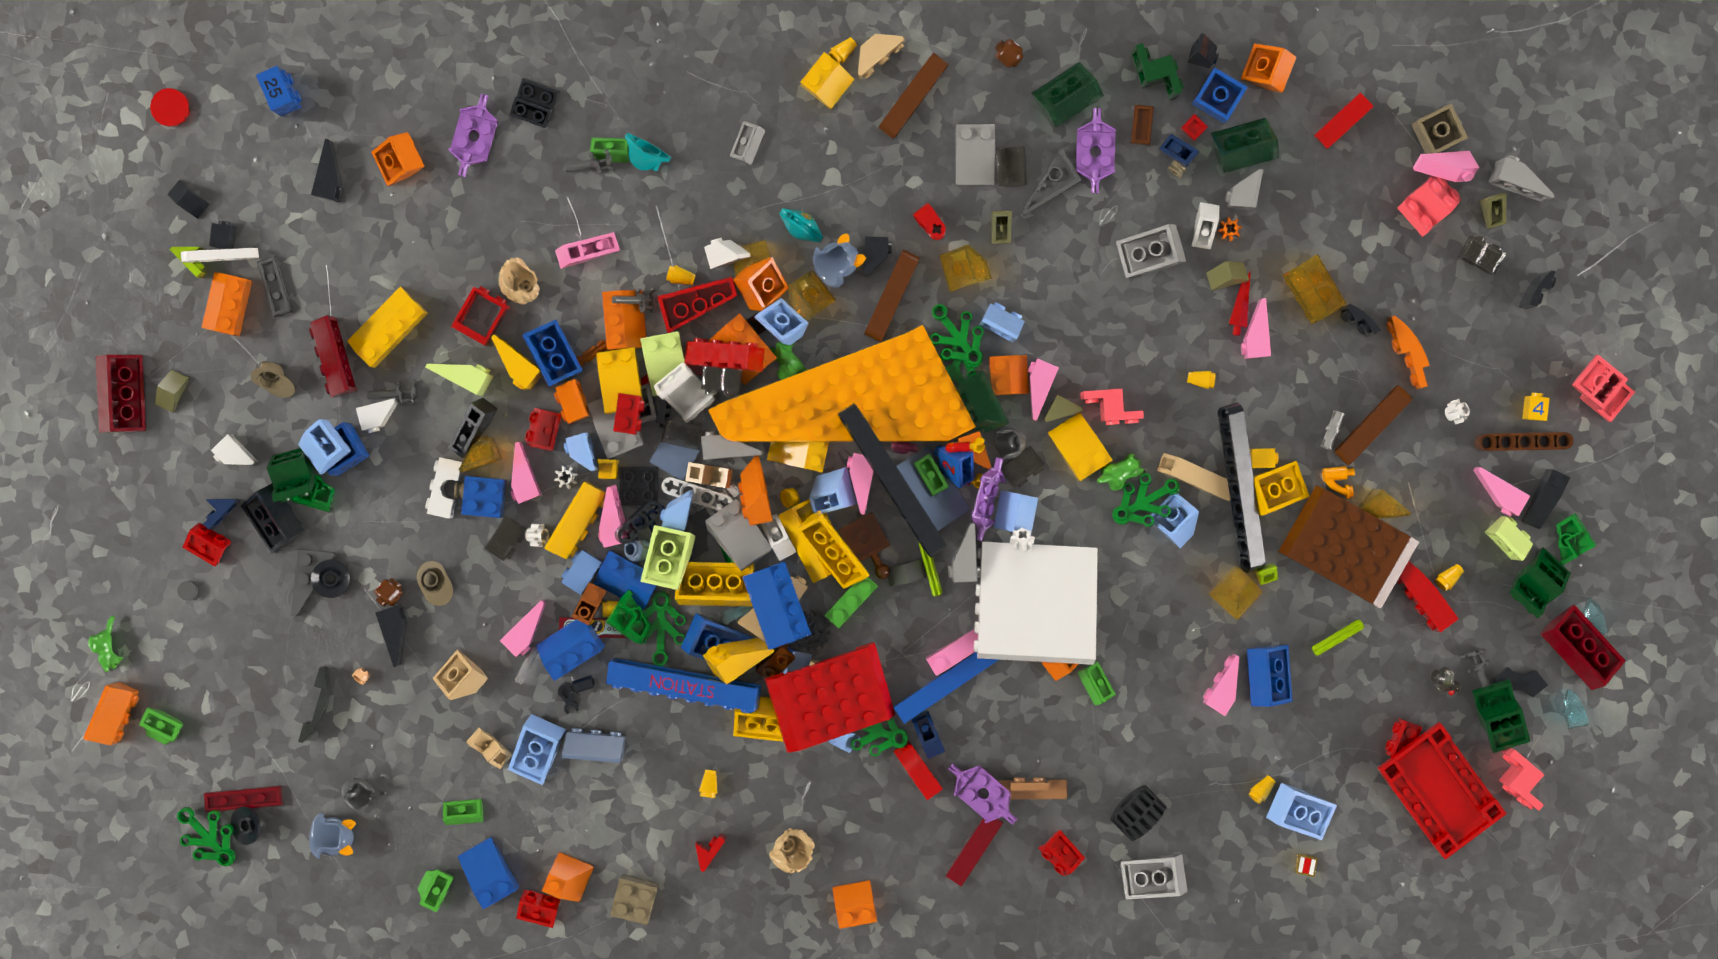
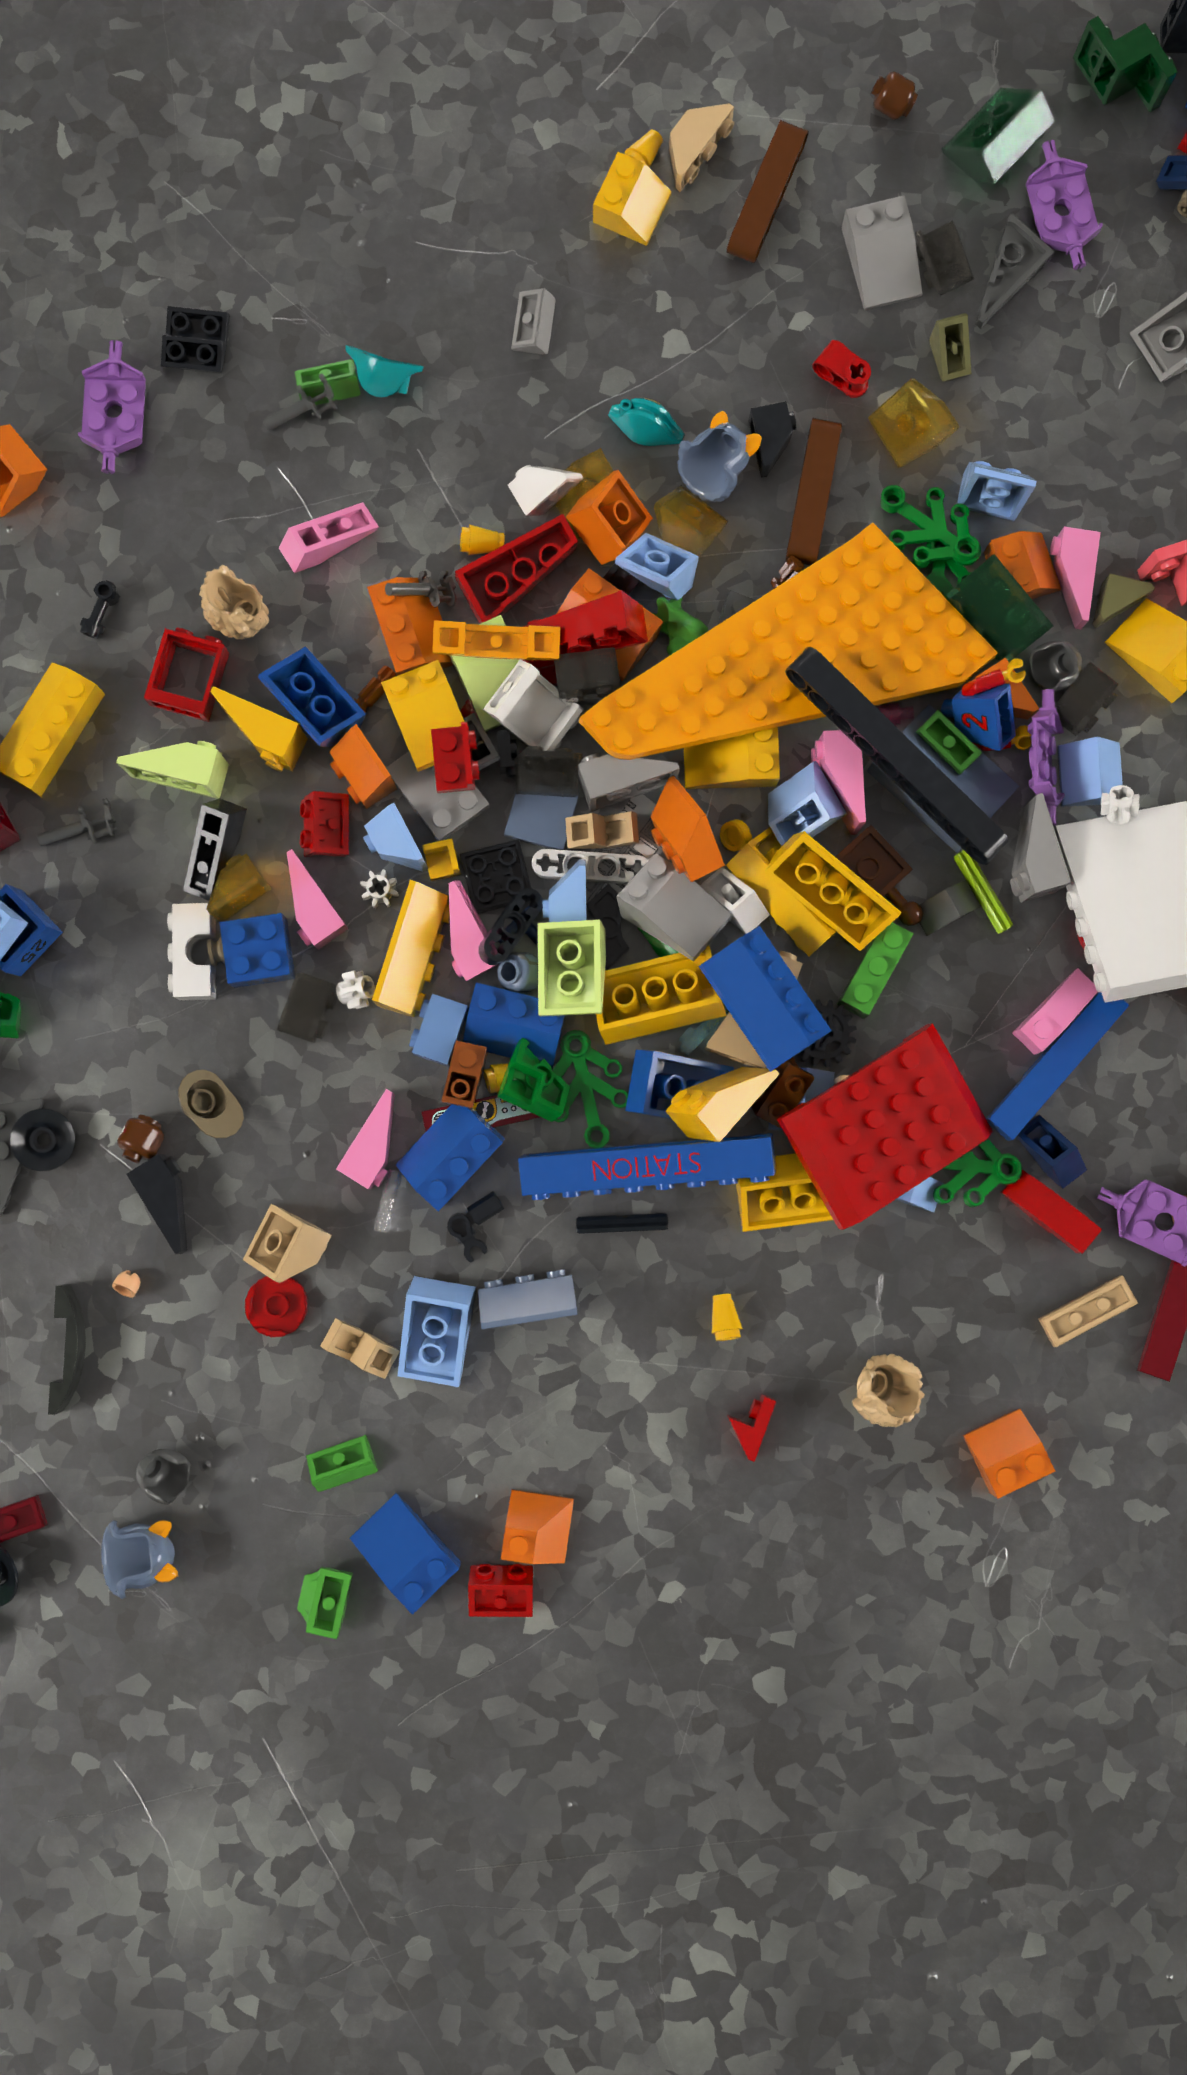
camera: 20 degrees left, 5 degrees down
(375, 415) = (58, 865): white slope -> none
(442, 252) = (107, 597): none -> black bar
(445, 712) = (276, 1307): none -> red tile
(634, 899) = (653, 1536): dark tan brick -> none
(662, 713) = (622, 1223): none -> black axle
(670, 349) = (496, 641): none -> light orange slope
(863, 343) = (788, 570): none -> reddish brown piece
(925, 833) = (1088, 1311): none -> tan tile
(1142, 125) = (1120, 155): reddish brown tile -> none

